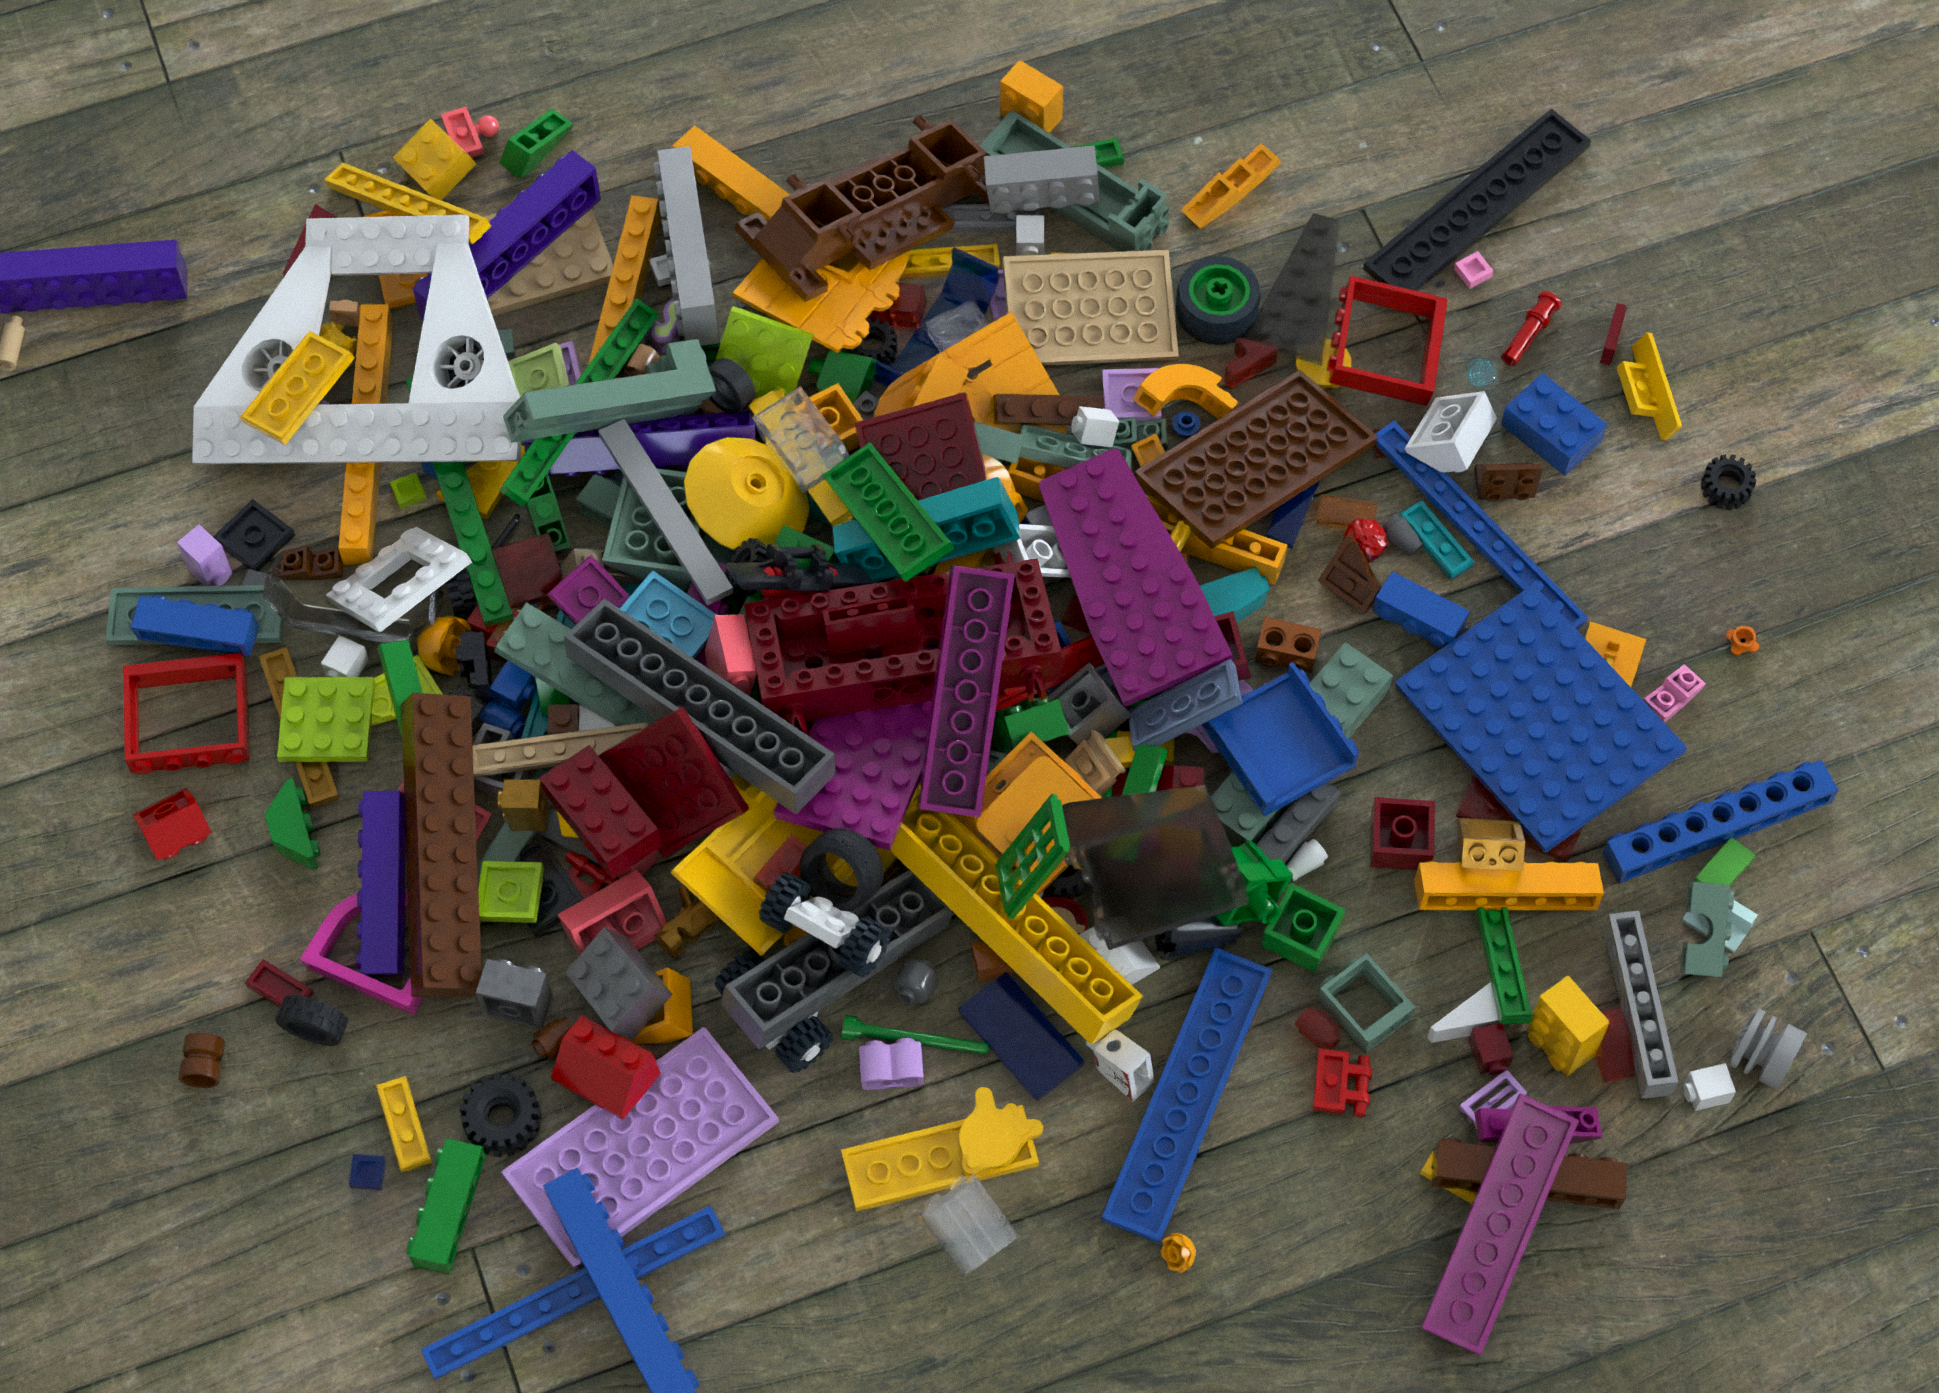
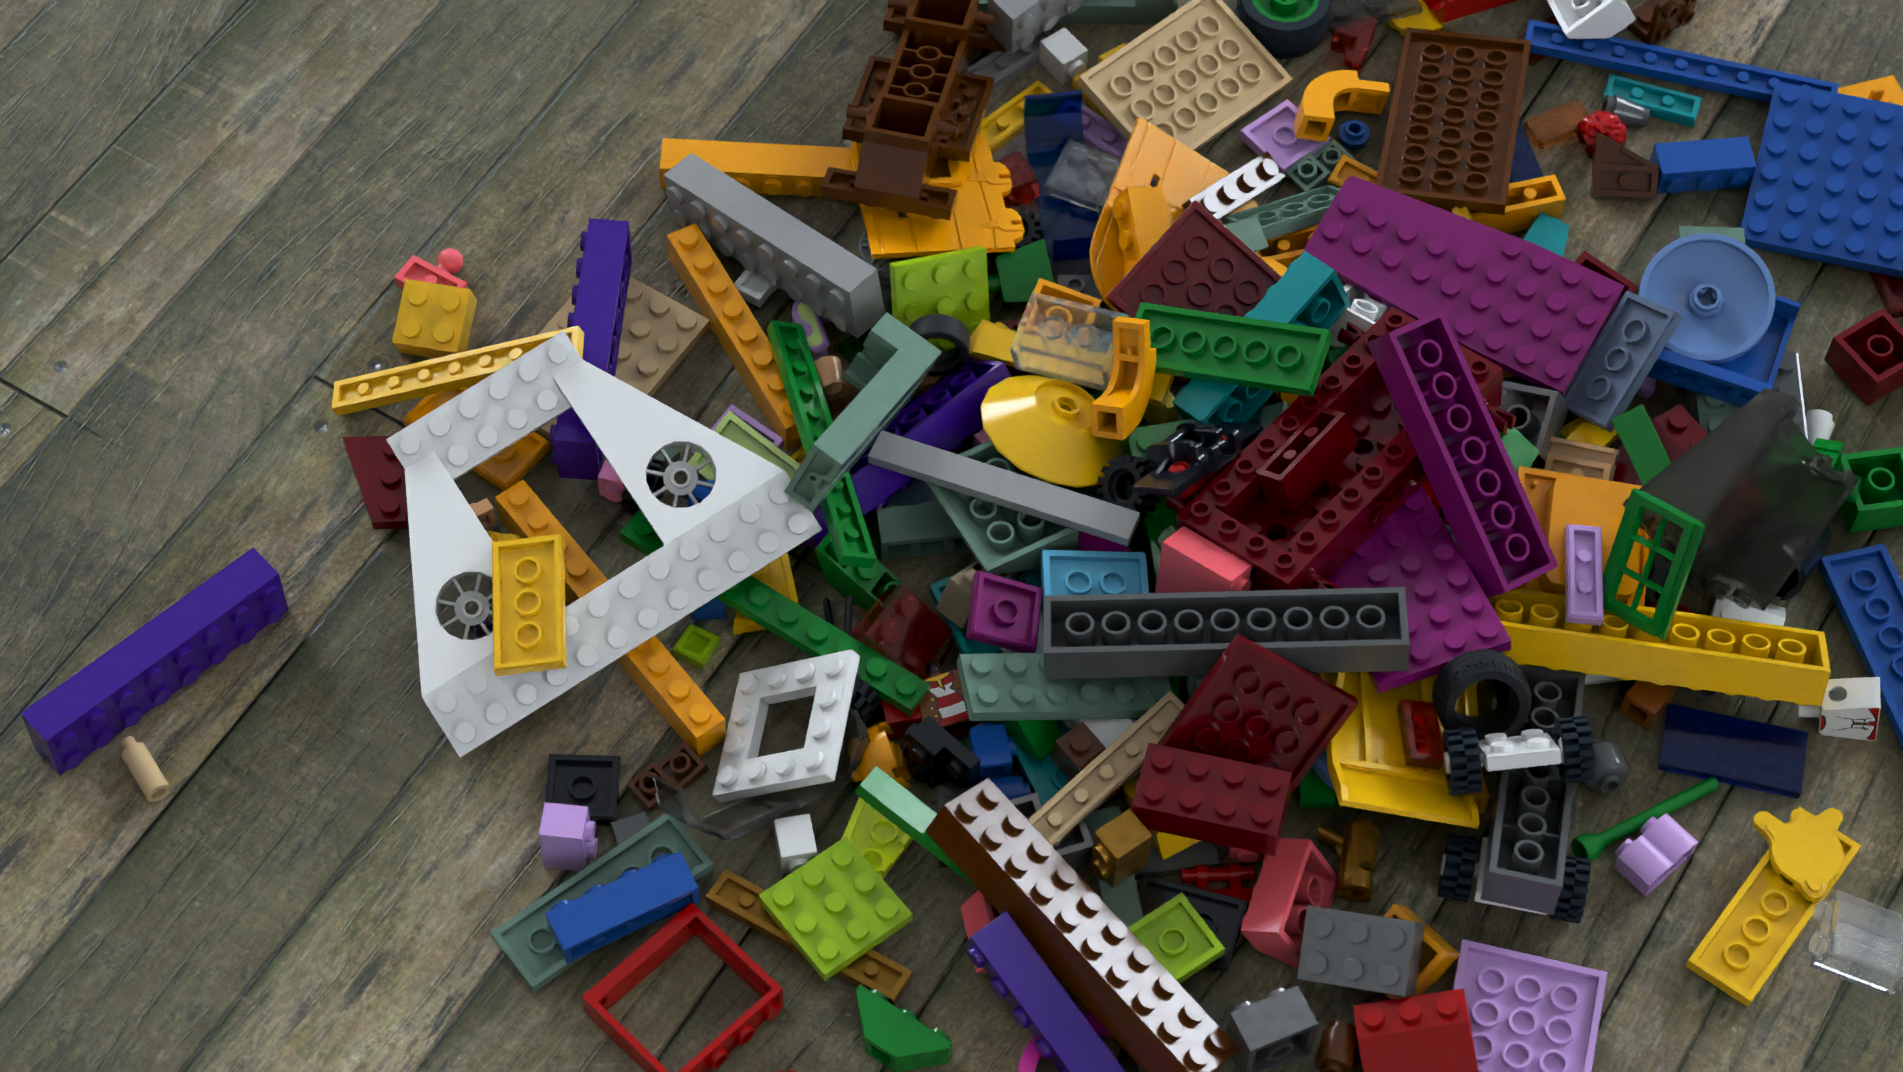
camera: 40 degrees left, 5 degrees down
(534, 143) = (514, 249): green slope -> none
(805, 499) = (1131, 381): none -> light orange arch
(995, 836) = (1583, 574): none -> lavender tile
(1095, 426) = (1288, 180): white brick -> none
(1289, 637) = (1628, 254): dark orange brick -> none
(1289, 704) = (1717, 290): none -> medium blue dish

